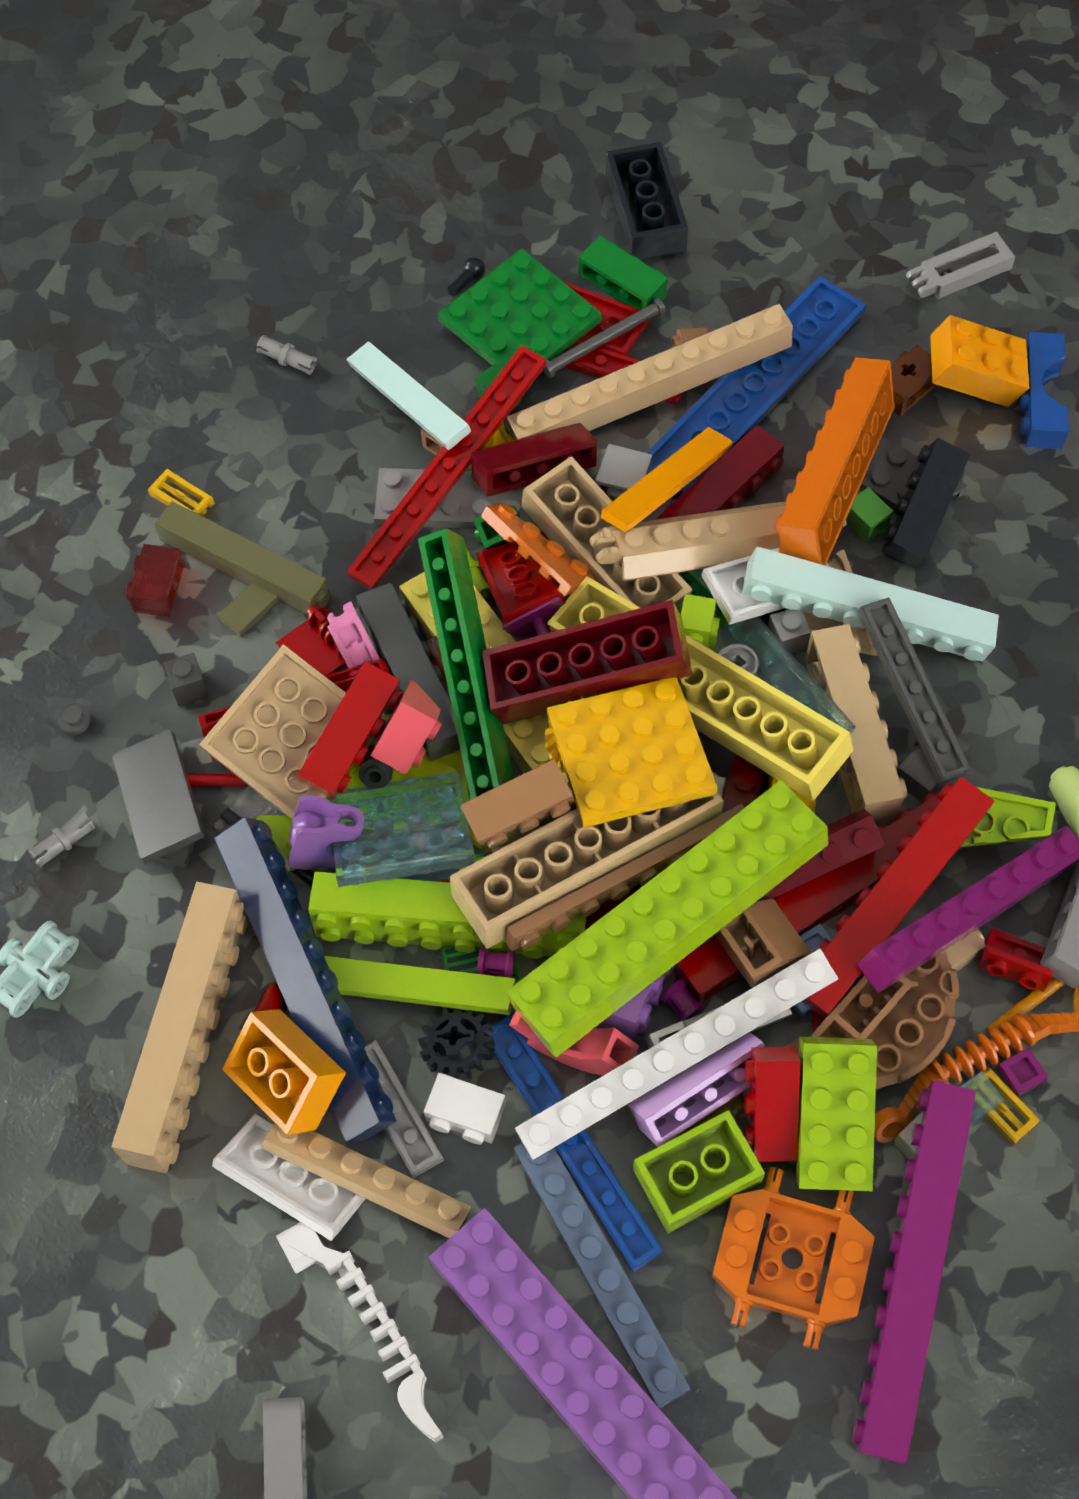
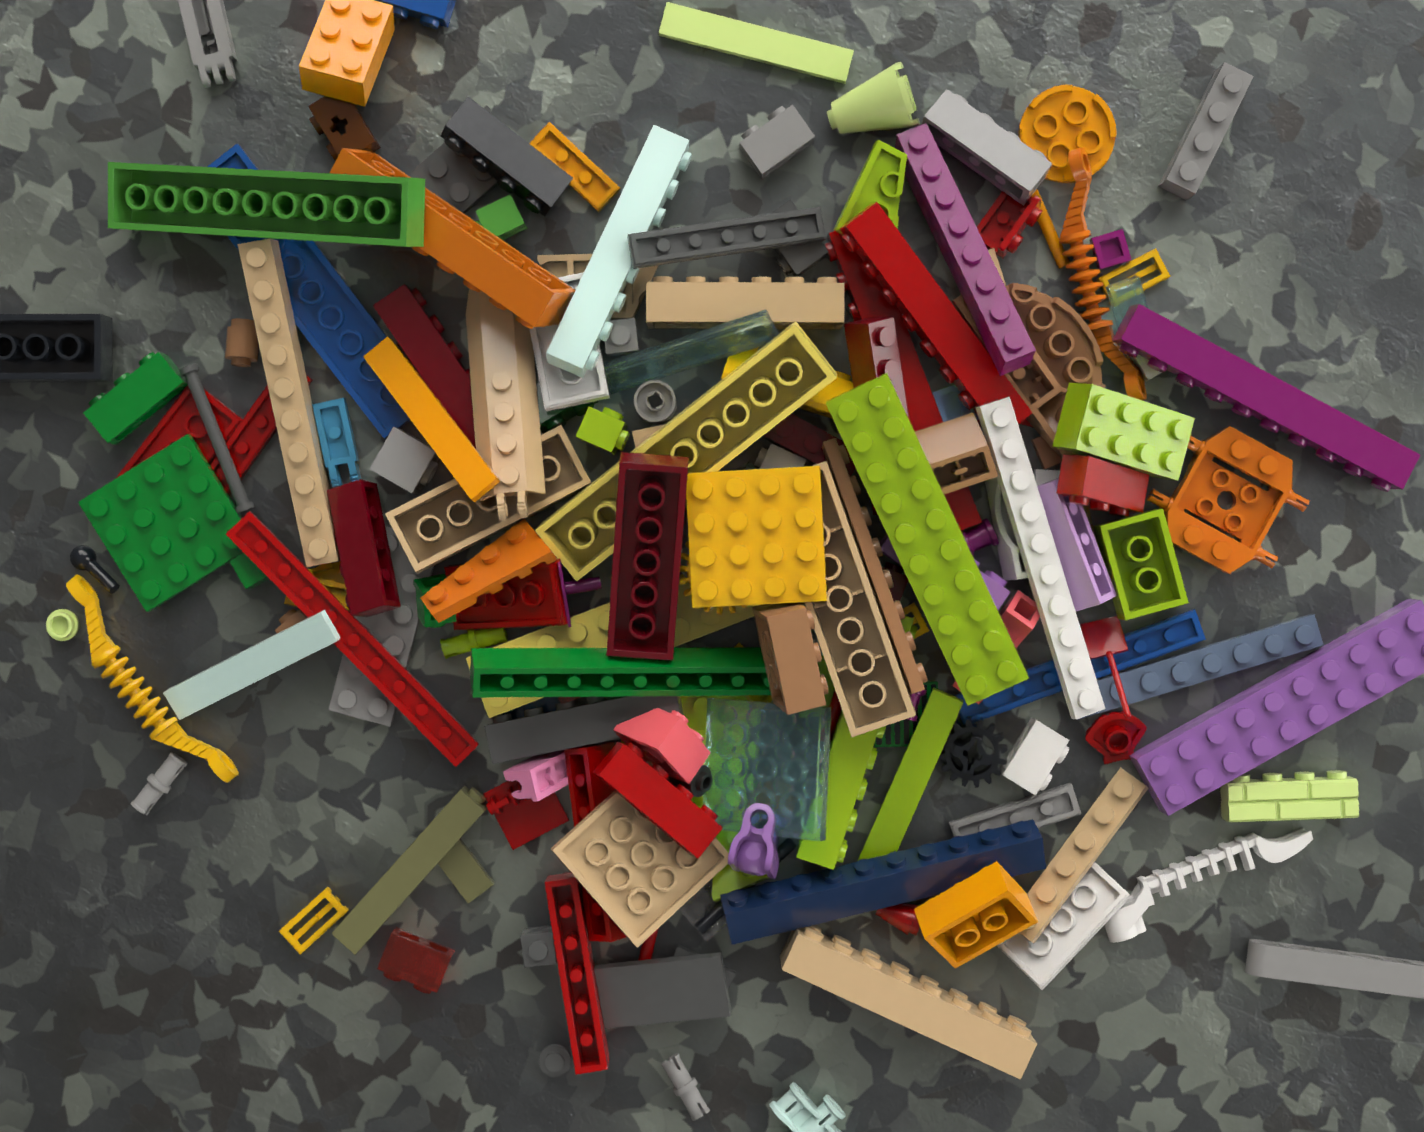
camera: 80 degrees left, 25 degrees up
(174, 708) = (577, 973): none -> red brick
(366, 319) = (104, 652): none -> yellow piece
(411, 262) = (62, 624): none -> yellowish green plate
(474, 1406) = (1290, 798): none -> yellowish green brick
(505, 1193) = (1115, 736): none -> red animal
(605, 1155) = (1104, 639): none -> red piece
(629, 427) = (336, 439): none -> dark azure hinge
(823, 320) = (267, 204): none -> bright green brick
(940, 562) = (587, 179): none -> light orange tile
(1020, 729) = (776, 140): none -> light grey brick

